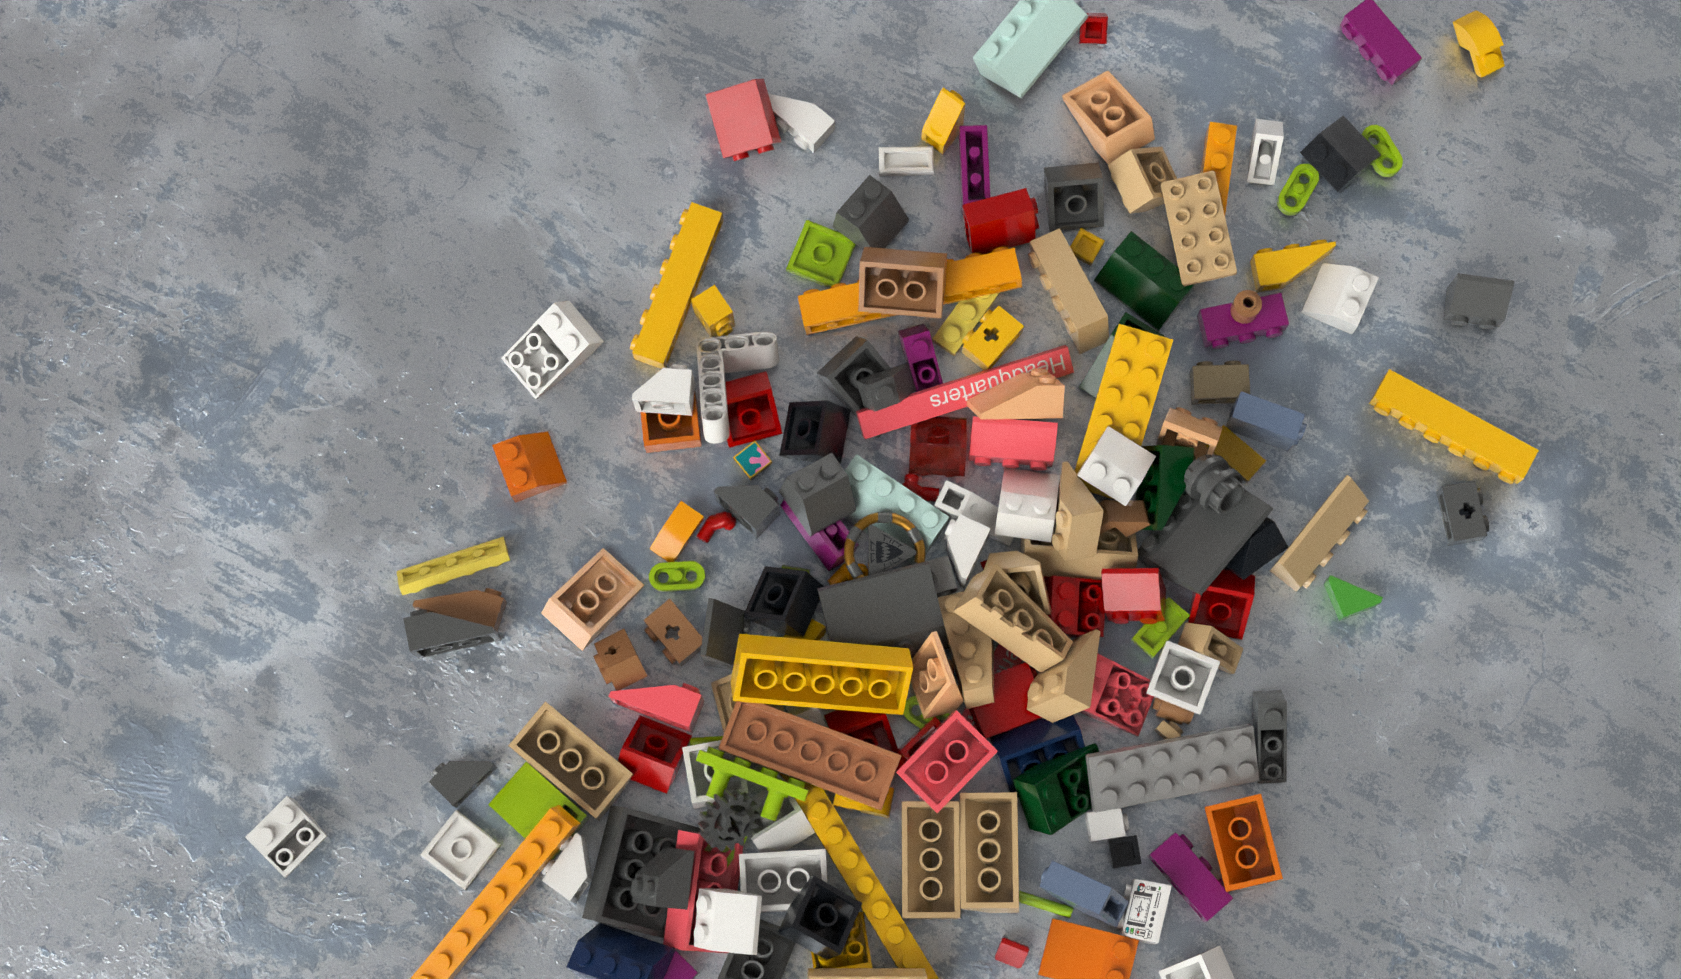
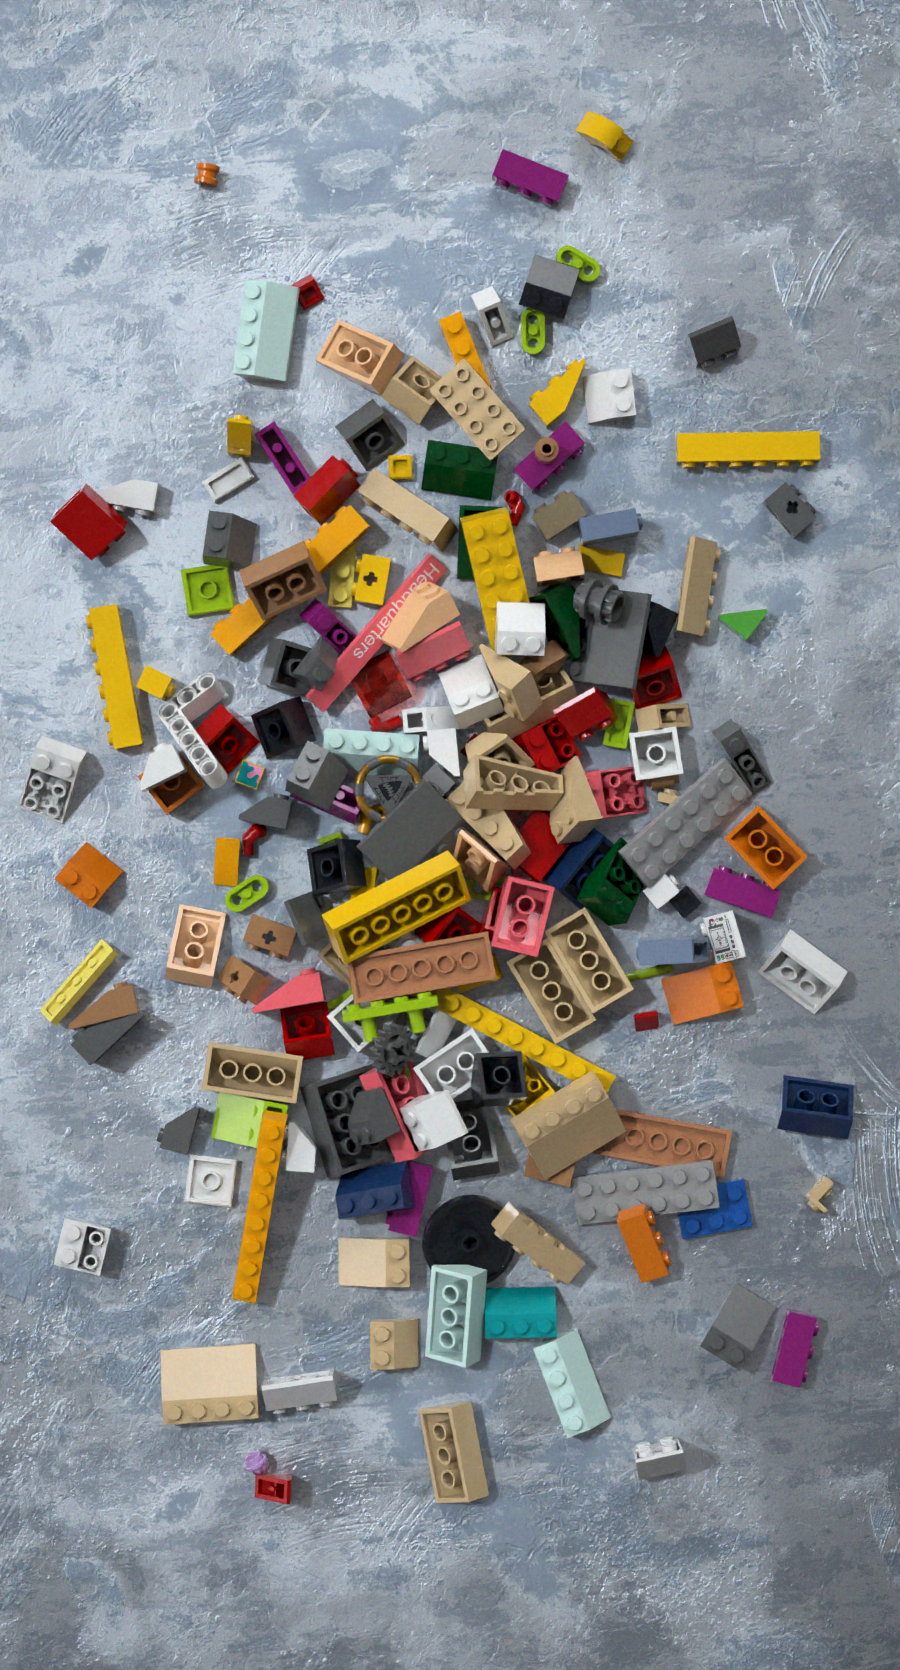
camera: 30 degrees left, 10 degrees up
(1181, 349) = (516, 506): none -> red arm

